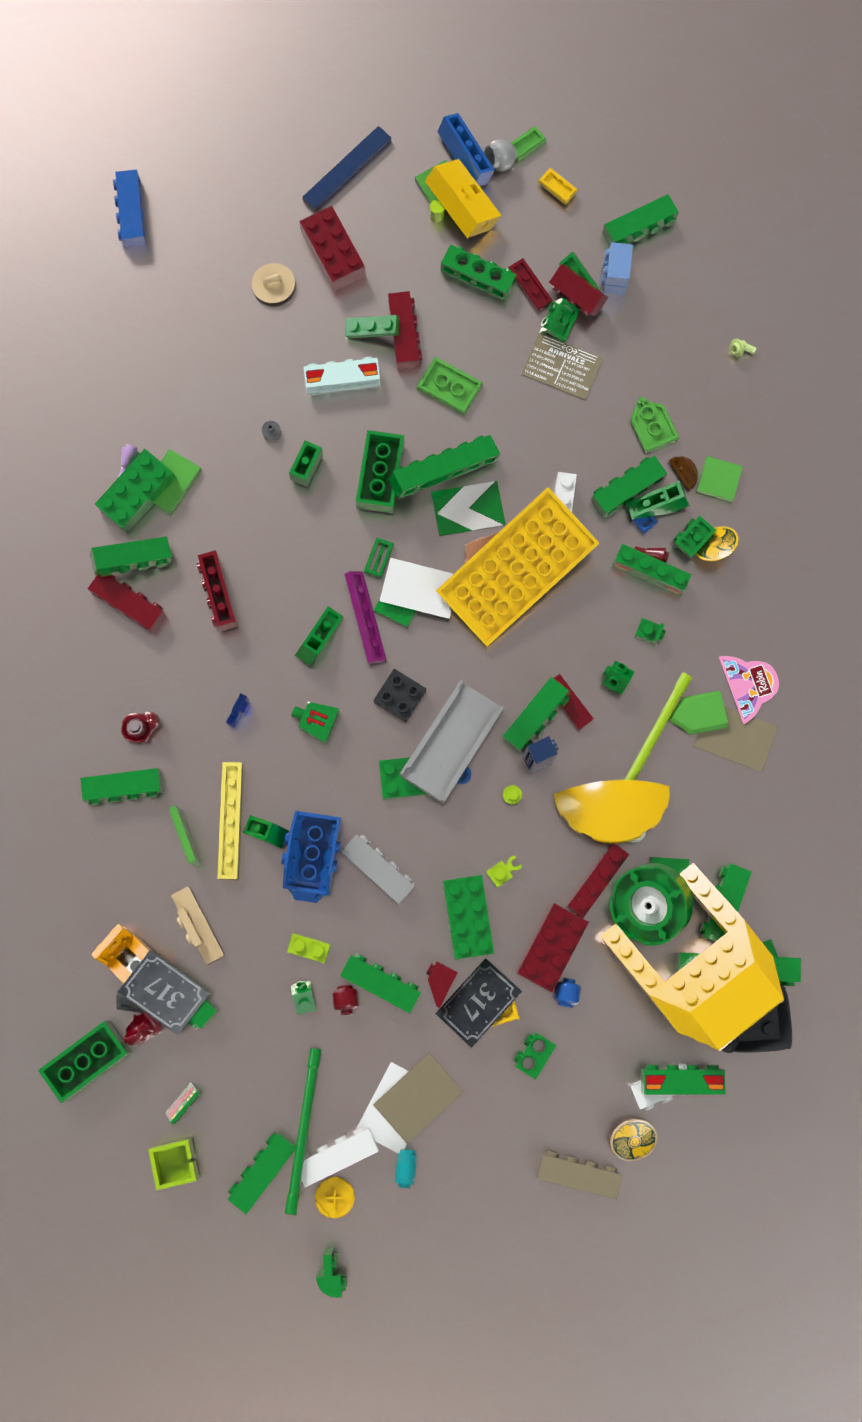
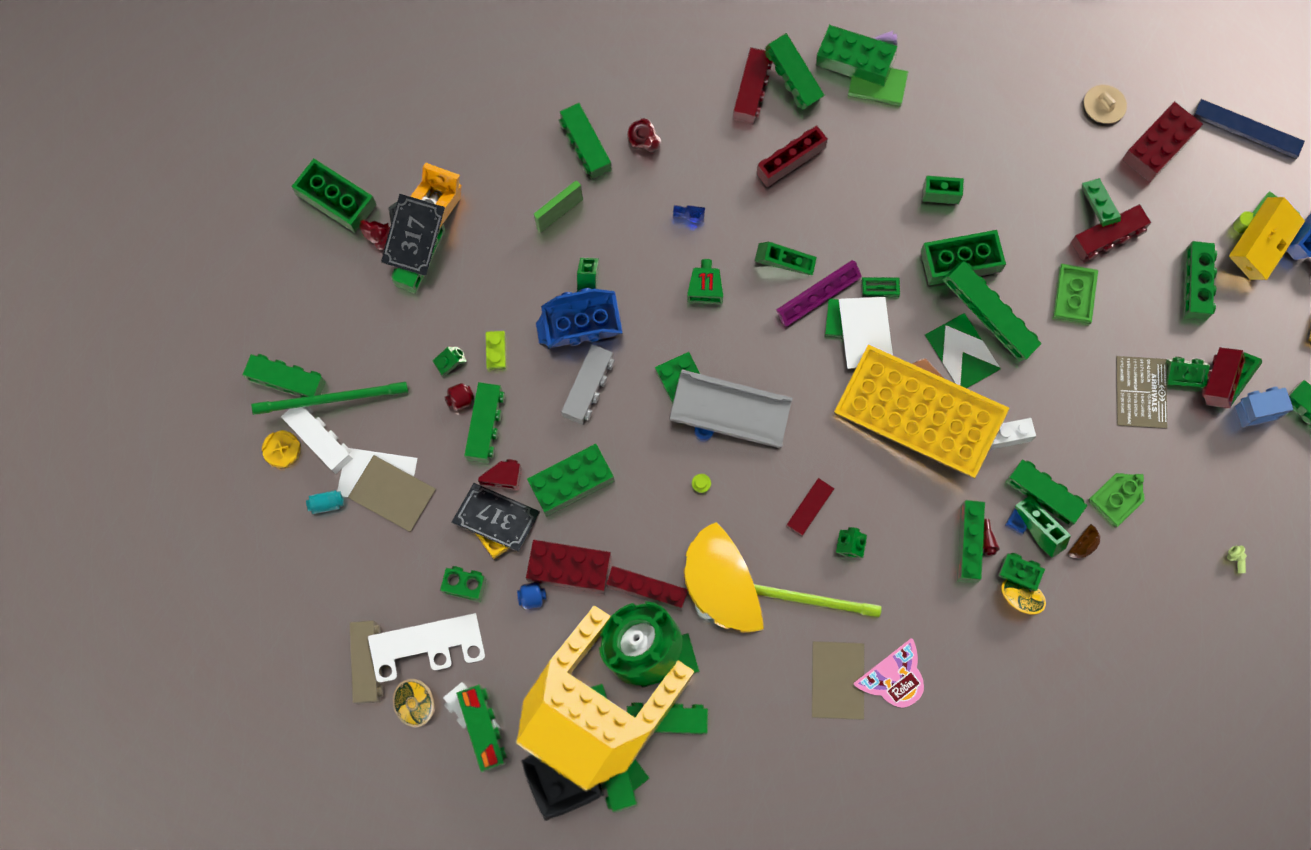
camera: 75 degrees right, 5 degrees down
(173, 1164) = (268, 299): lime piece -> none
(183, 1103) = (323, 291): slope -> none
(196, 926) = (482, 245): tan bracket -> none
(230, 820) = (587, 242): light yellow plate -> none
(271, 430) = (962, 151): dark grey tile -> none
(330, 1279) = (206, 466): green brick -> none
(342, 375) = (1042, 193): light aqua brick -> none
(399, 695) = (757, 349): black brick -> none
(501, 873) = (625, 498): lime plate -> none
(531, 285) = (1210, 334): dark red tile -> none
(537, 714) = (785, 478): green brick -> none
(540, 754) = (744, 488): dark blue brick -> none
(575, 1108) = (429, 638): none -> white piece
(650, 631) = (910, 561): green bracket -> none
(700, 713) = (847, 637): bright green tile -> none
(719, 479) = (1092, 580): bright green tile -> none

